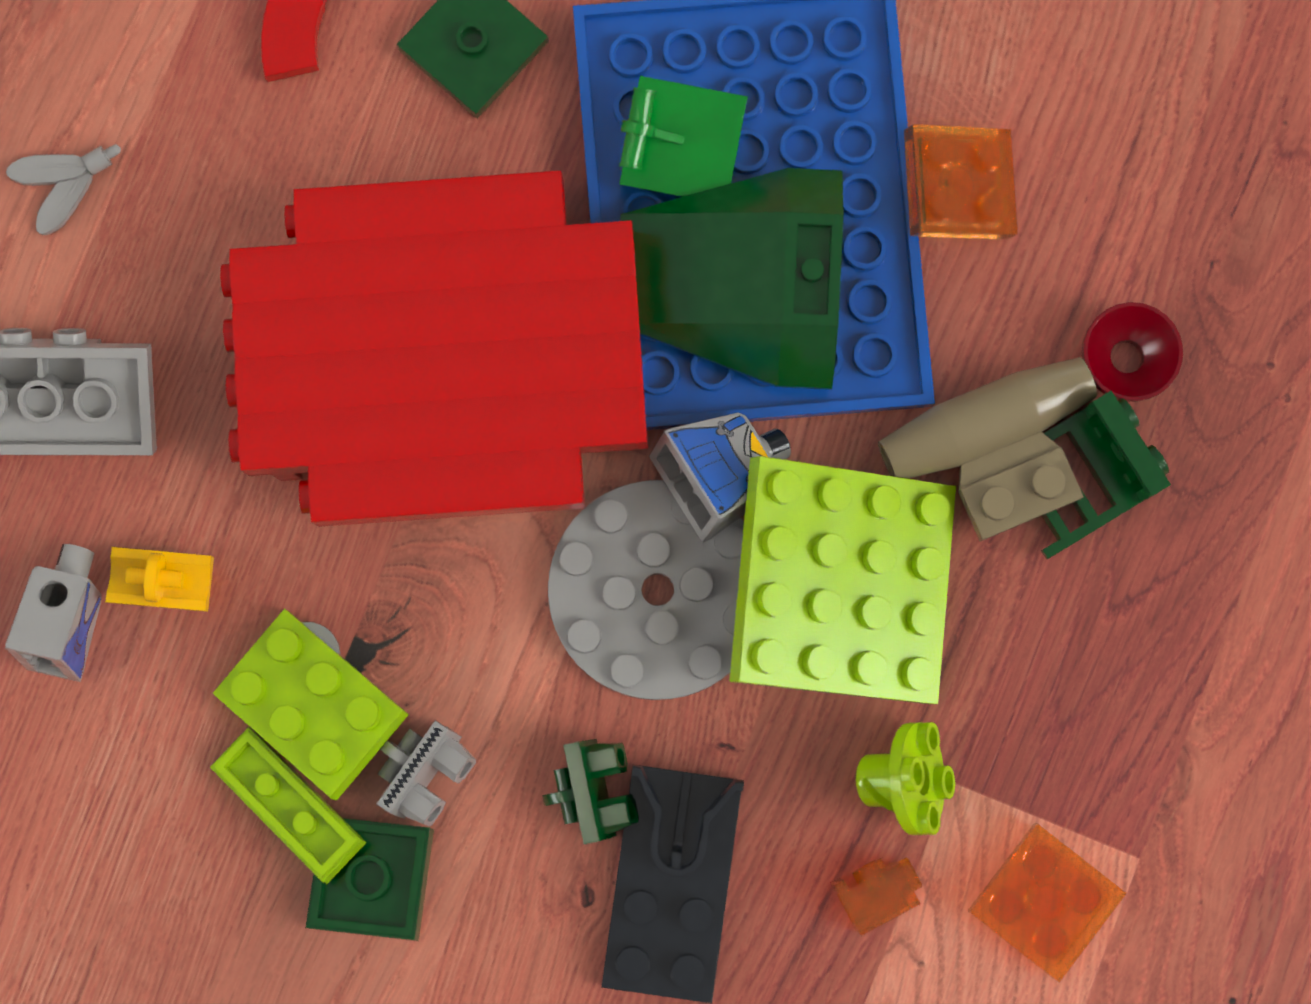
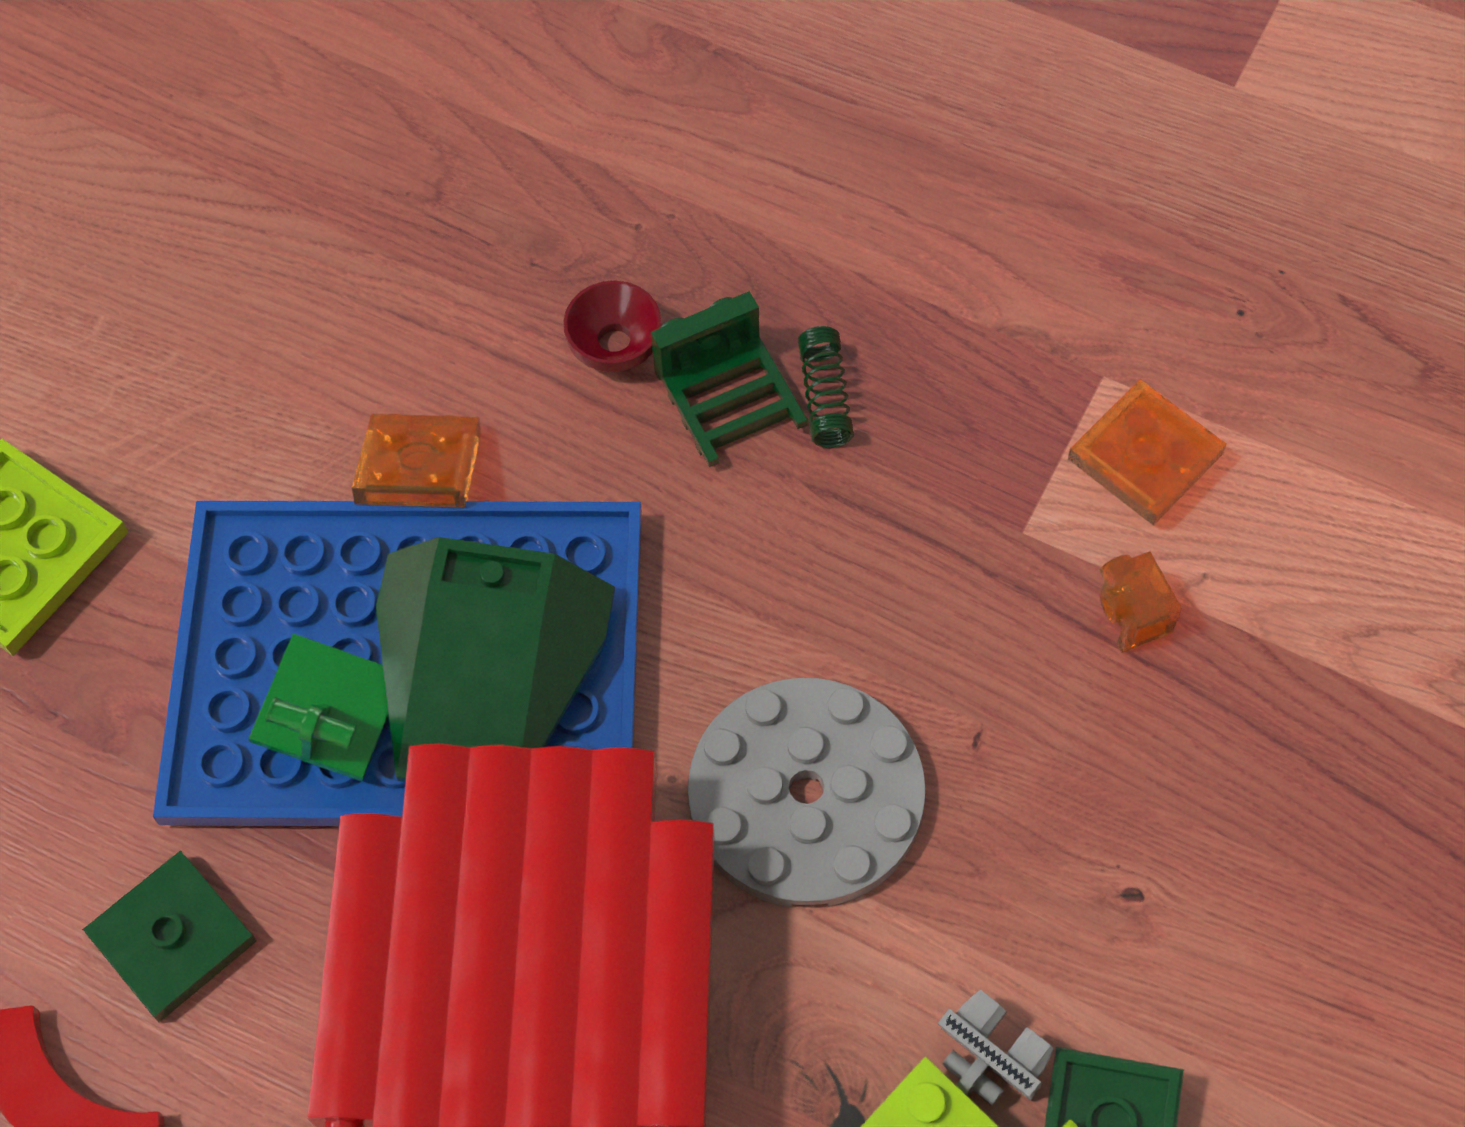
camera: 80 degrees left, 20 degrees down
(585, 794) = (1047, 860): dark green hips -> none
(672, 885) = (1120, 802): black plate -> none
(709, 467) = (688, 705): torso -> none
(842, 582) = (816, 597): lime plate -> none
(909, 779) = (1022, 559): lime plate -> none
(998, 442) = (680, 452): dark tan plate -> none
(1137, 561) = (826, 422): none -> dark green piece

